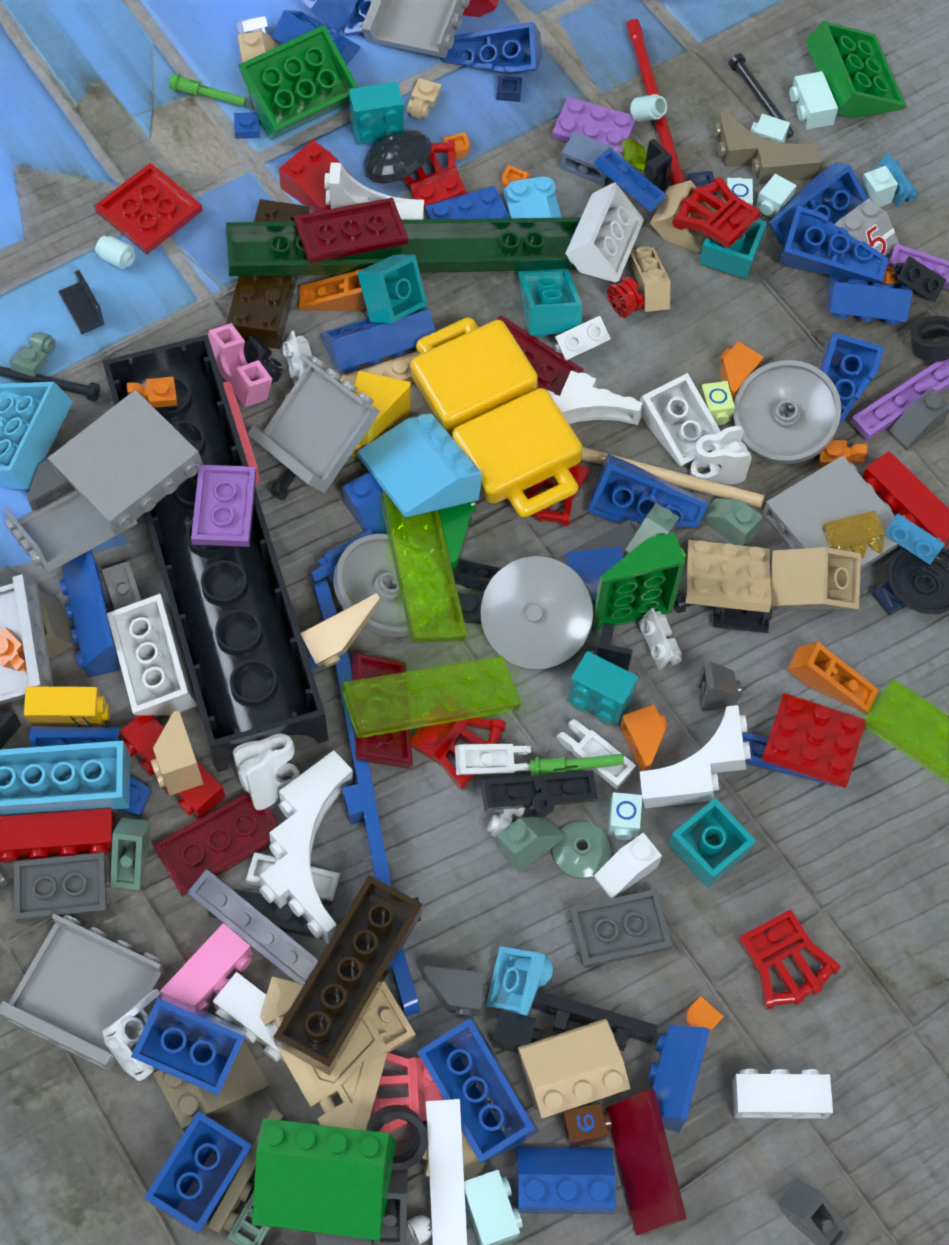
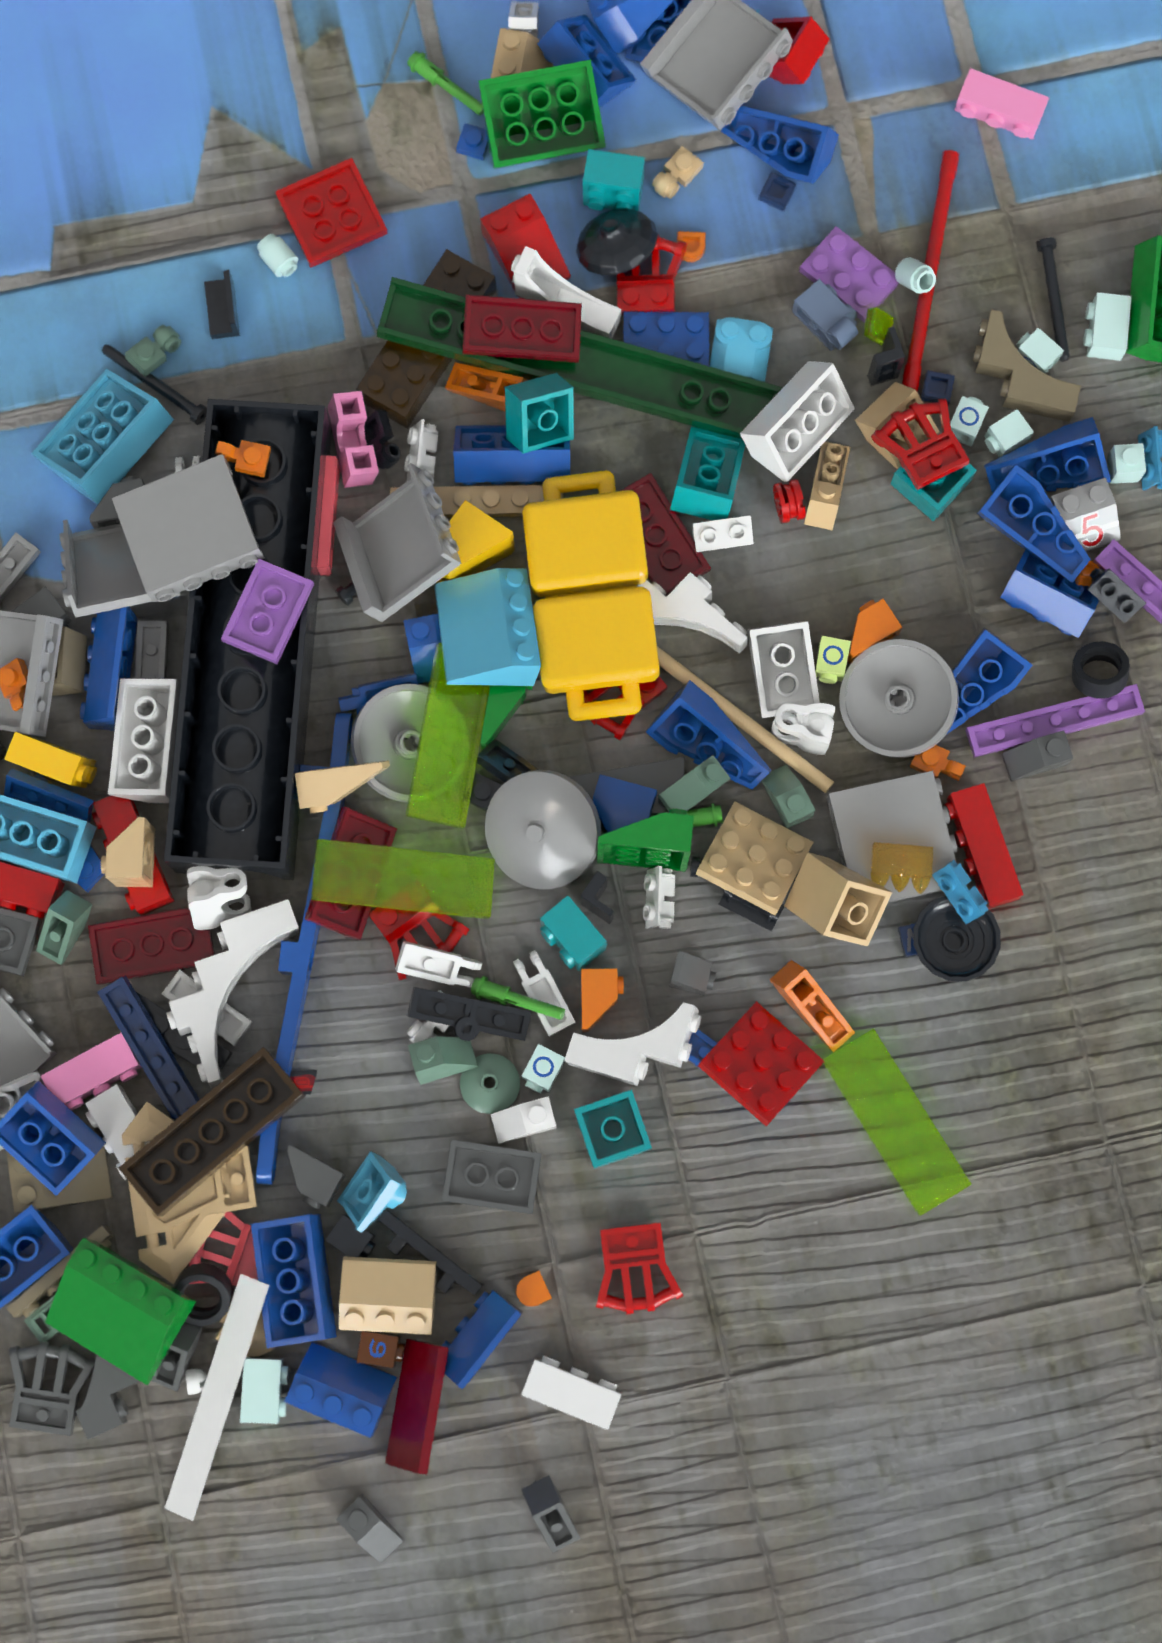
camera: 25 degrees right, 15 degrees up
(513, 174) = (735, 307): orange tile -> none
(630, 179) = (850, 365): blue plate -> none

